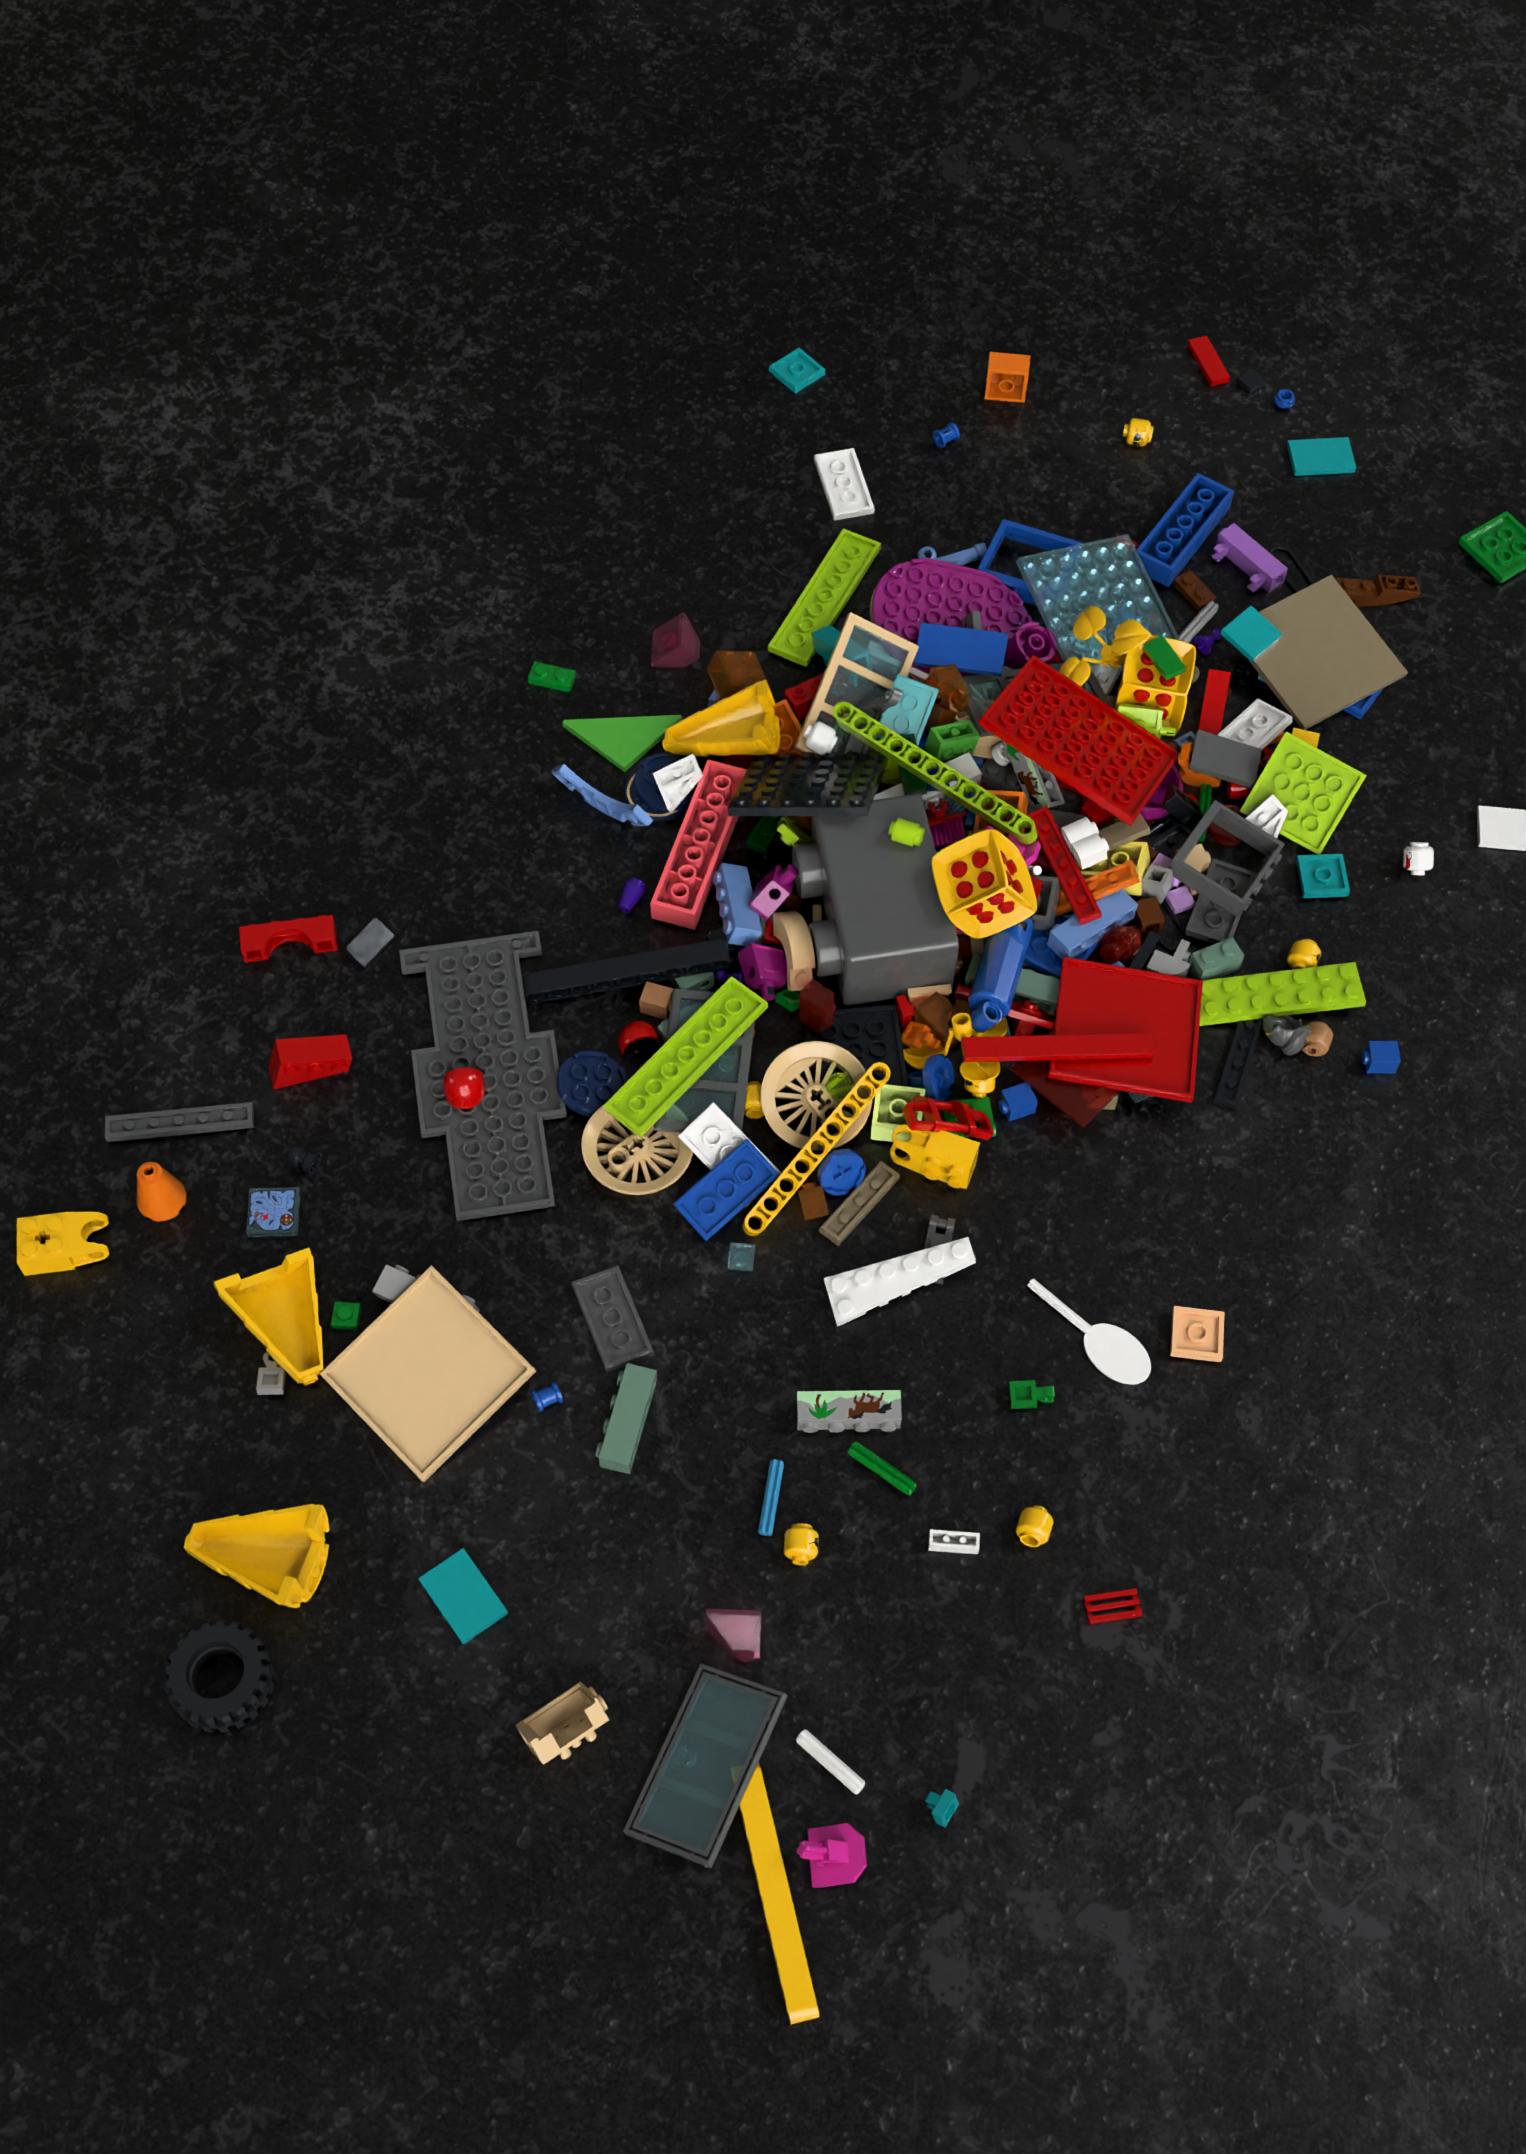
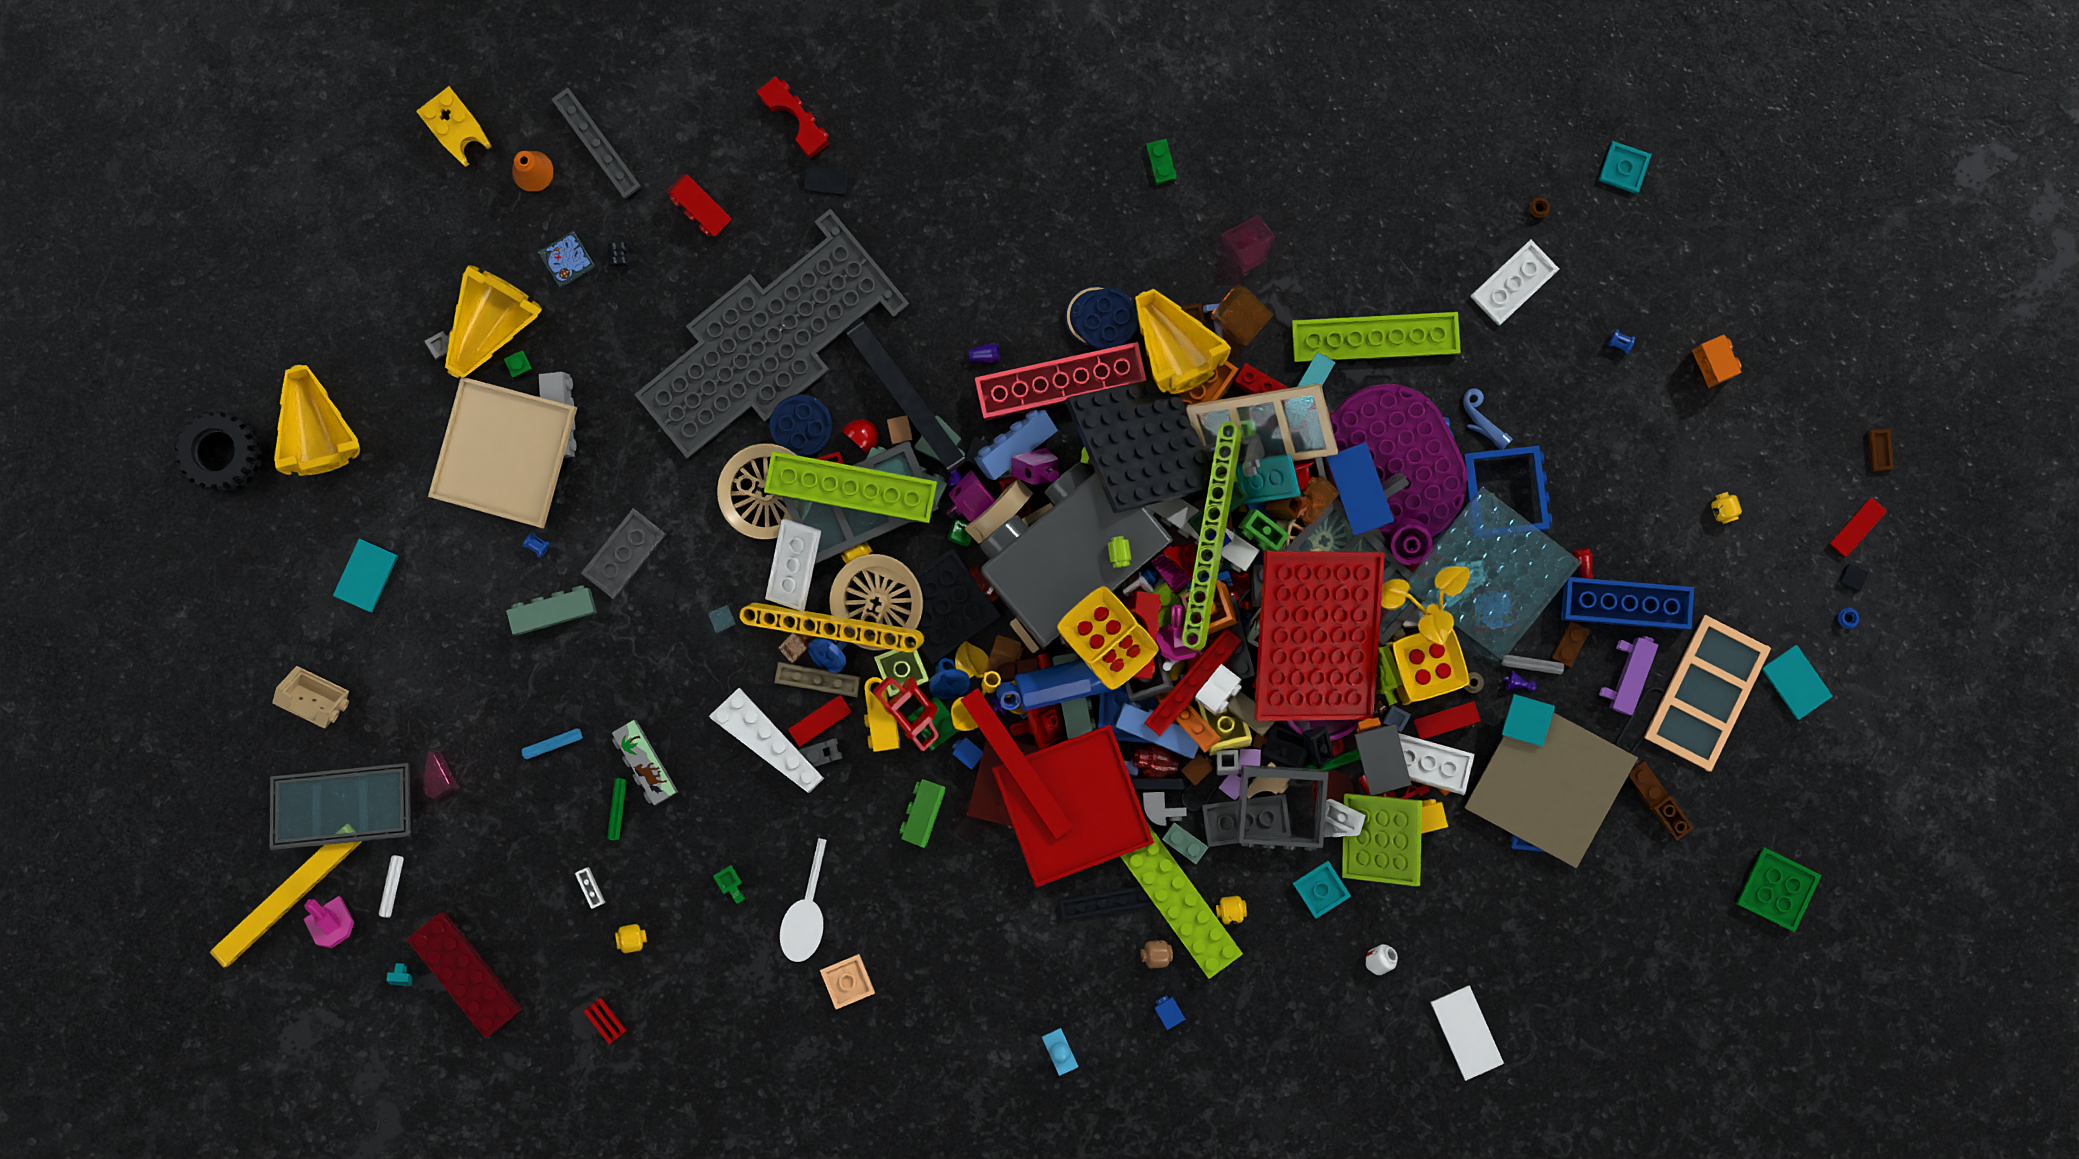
camera: 60 degrees right, 25 degrees up
(464, 1087) = (736, 336): red helmet -> none
(605, 804) = (1057, 280): medium blue tile -> none
(622, 738) = (1133, 257): bright green tile -> none
(678, 780) = (1102, 330): white wing -> none
(726, 1189) = (764, 578): blue tile -> none
(790, 437) = (1539, 201): none -> reddish brown plate
(801, 1543) = (528, 784): yellow head -> none
(816, 1006) = (951, 560): clear red brick -> none
(820, 738) = (1199, 424): white head -> none
(839, 1085) = (891, 615): clear neon green tile -> none
(857, 996) = (983, 584): none -> clear red tile
(903, 1220) = (820, 720): none -> red tile
(905, 1010) = (1000, 624): red plate -> none
(919, 1034) = (981, 645): orange plate -> none
(979, 1728) = (464, 974): none -> dark red brick
(1058, 1167) = (922, 812): none -> bright green slope
(1151, 319) = (1880, 450): none -> reddish brown tile
(1164, 658) = (1436, 665): green tile -> none
(1286, 1033) = (1148, 927): dark grey hair -> none
(1296, 519) = (1707, 693): none -> door
(1373, 1174) = (1060, 1051): none -> medium azure tile

